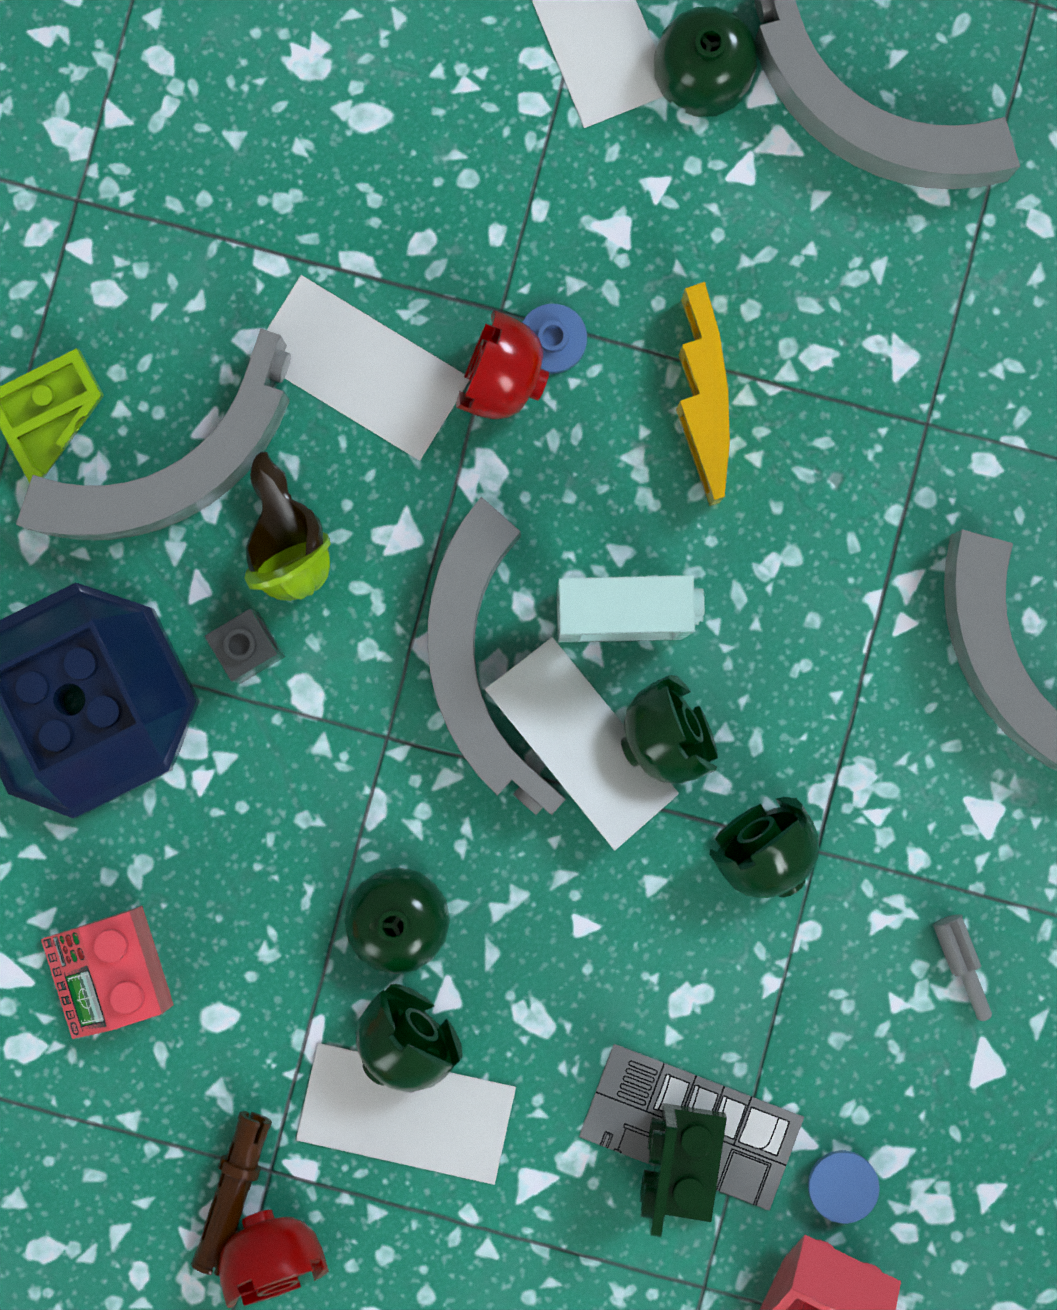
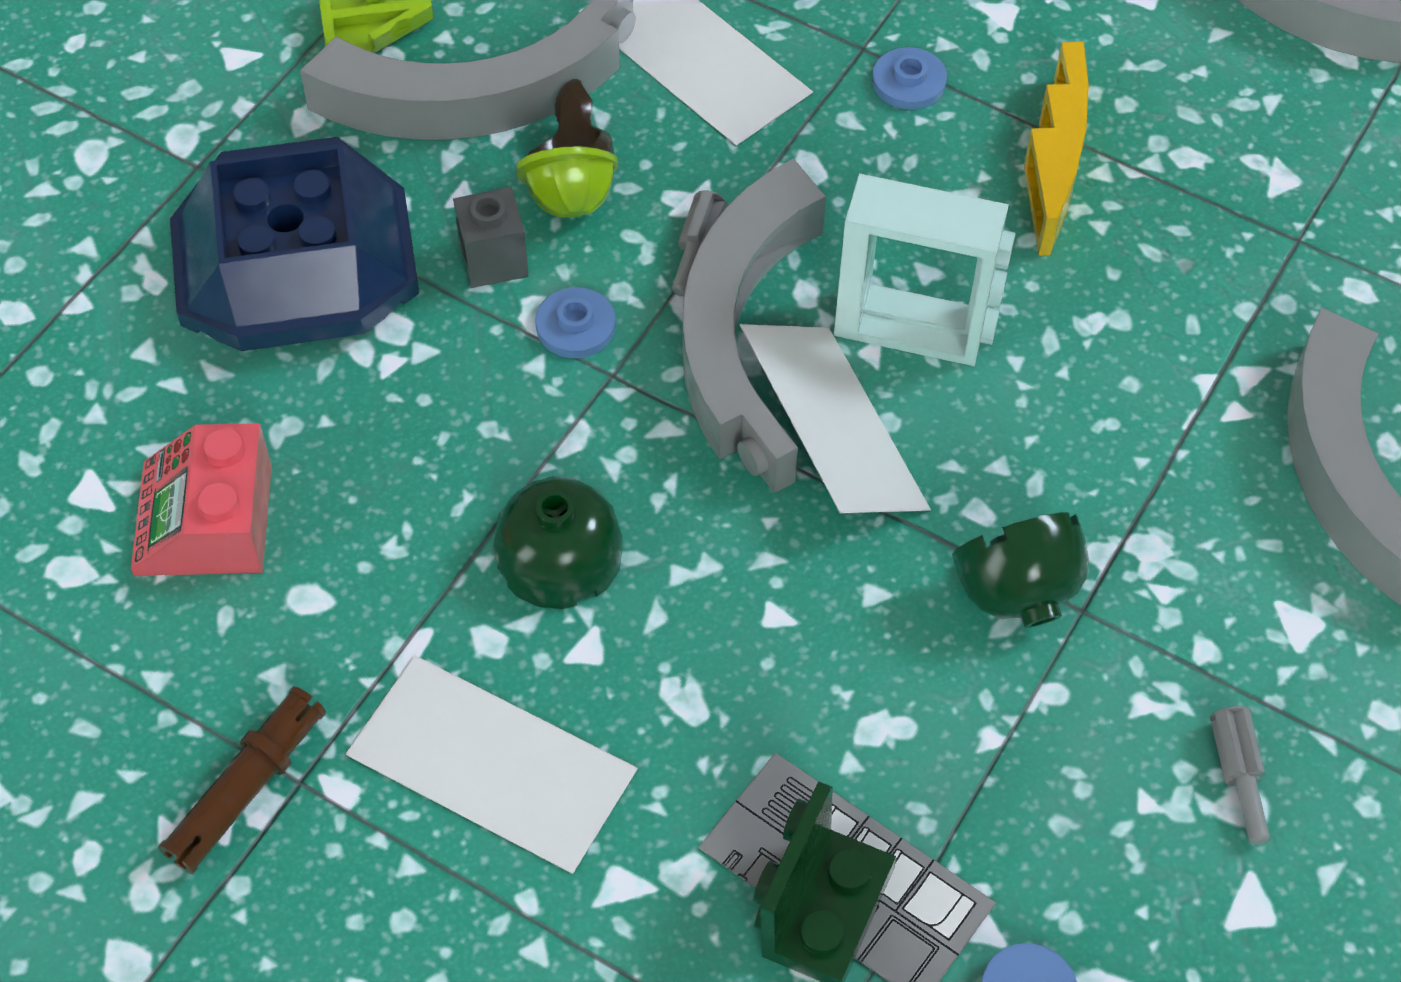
camera: 15 degrees right, 30 degrees down
(268, 1258) = (258, 861): red cylinder -> none
(340, 696) = (575, 322): none -> medium blue piece
(403, 1043) = (516, 656): dark green cylinder -> none
(418, 582) = (702, 214): none -> light grey axle
(503, 370) = (849, 65): red cylinder -> none
(667, 735) = (933, 424): dark green cylinder -> none

